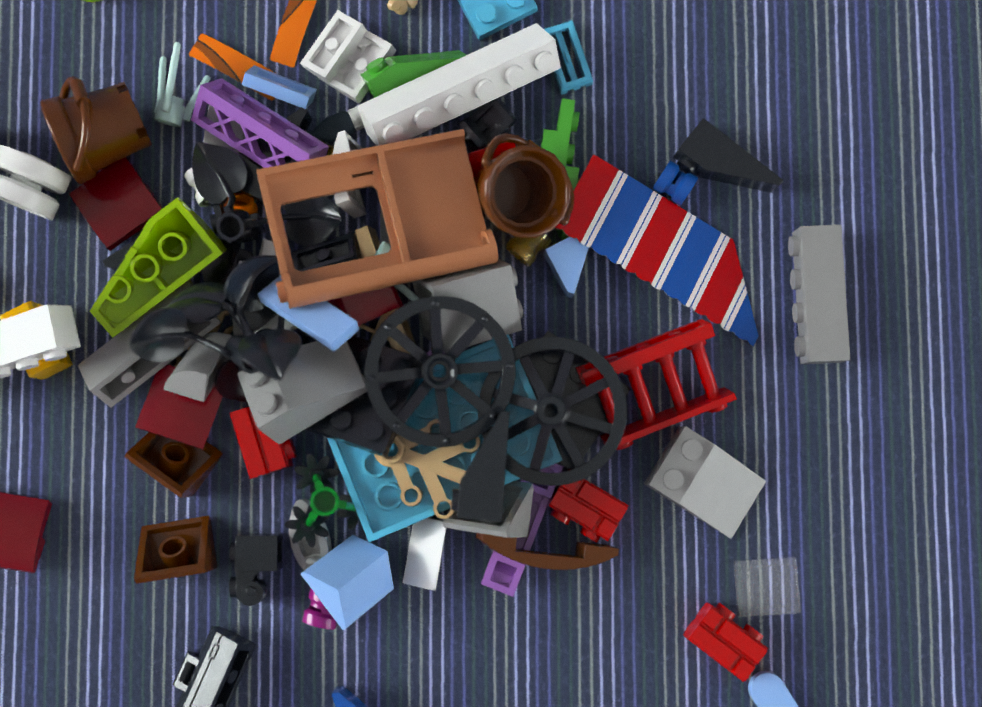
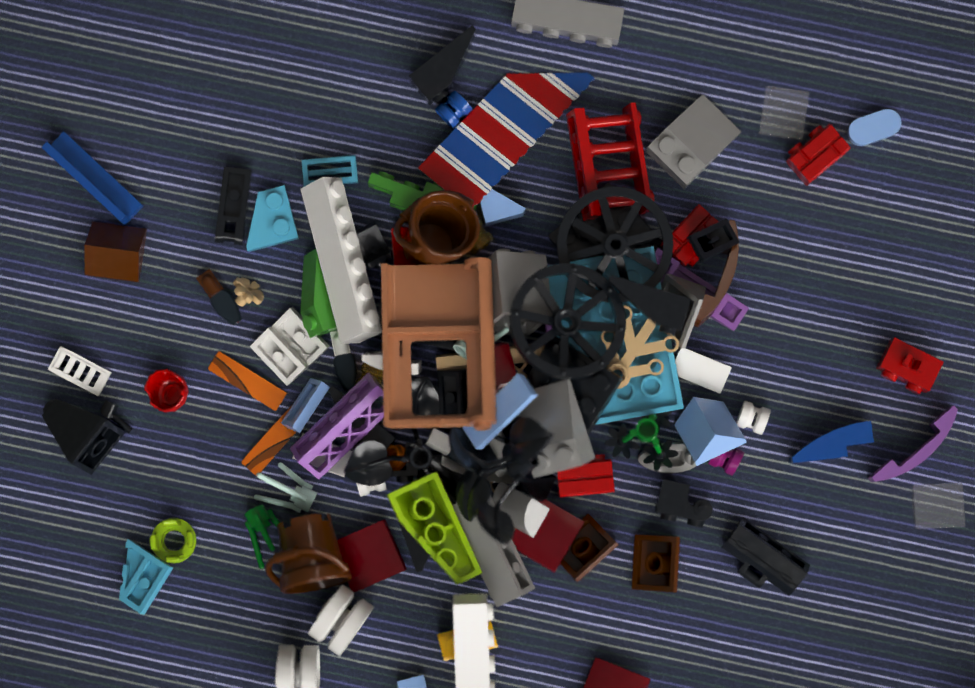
camera: 75 degrees left, 0 degrees up
(132, 64) = (258, 521): none -> green plant
(379, 631) = (747, 415): none -> white wheel
(585, 533) = (713, 240): none -> black slope

